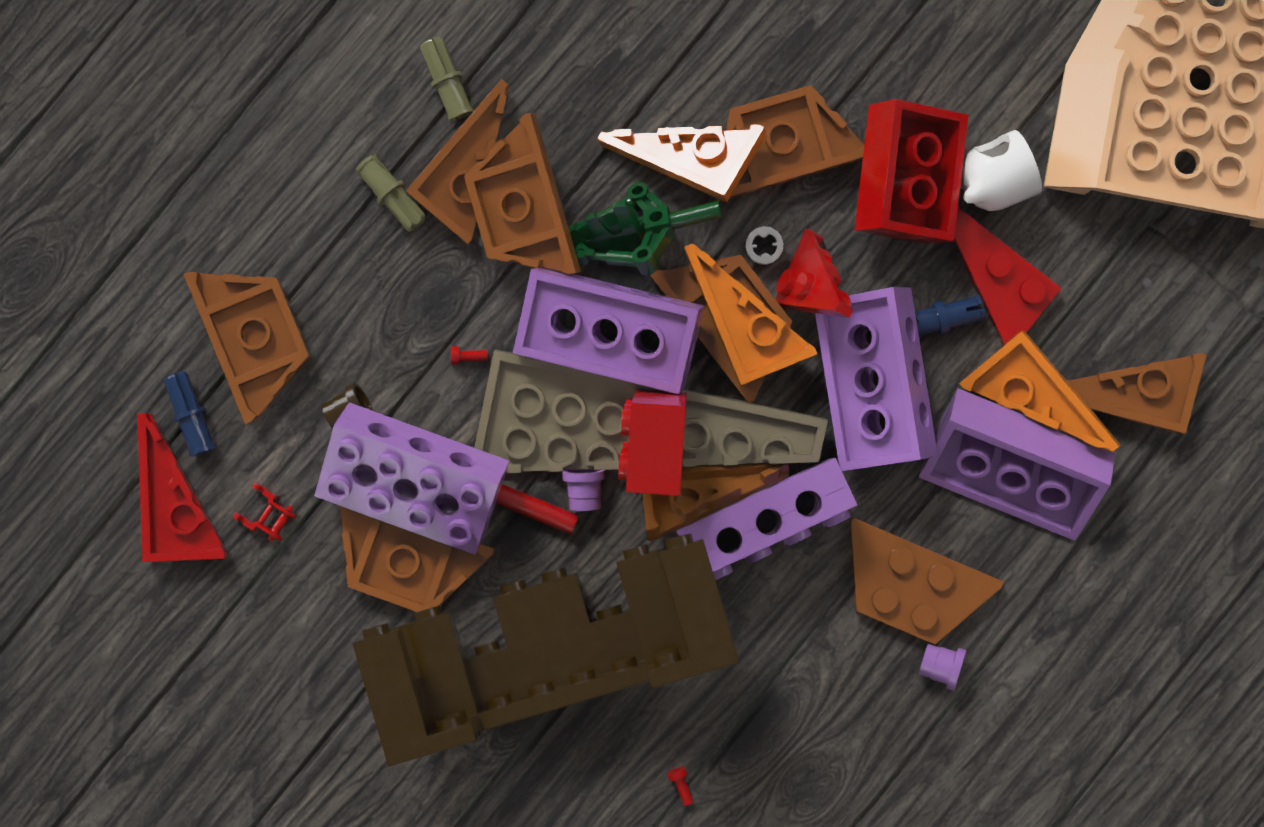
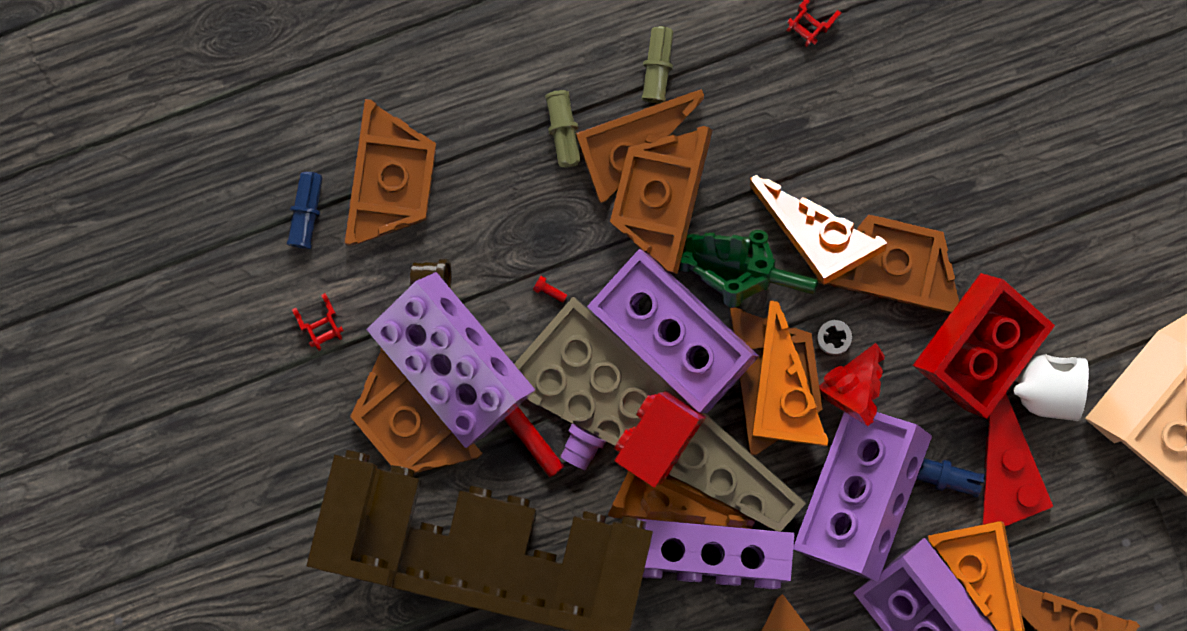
camera: 30 degrees right, 5 degrees down
(171, 514) = (246, 279): red wing -> none

